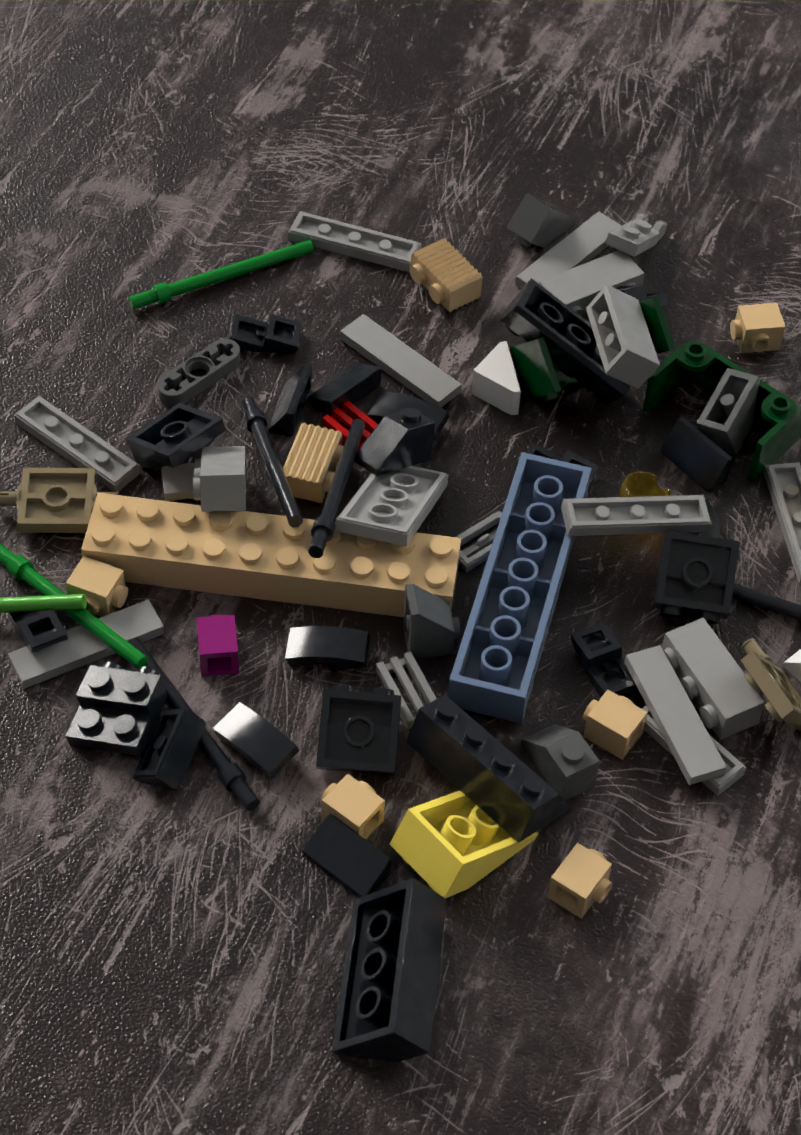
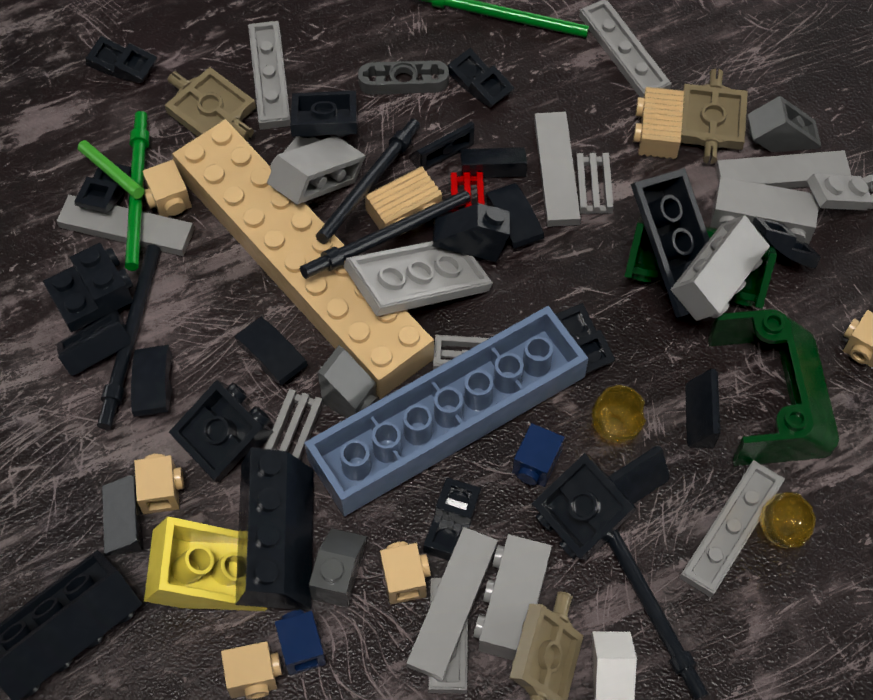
camera: 45 degrees right, 10 degrees up
(217, 645) = (199, 291): magenta brick -> none
(445, 350) = (593, 162): none -> light grey tile
(483, 244) = (714, 116): none -> dark tan plate
(497, 381) = (610, 232): white slope -> none
(594, 827) = (300, 642): none -> dark blue brick
(618, 570) = (537, 455): none -> dark blue brick
(635, 515) = (581, 422): light grey tile -> none
(730, 410) = (760, 393): dark grey slope -> none

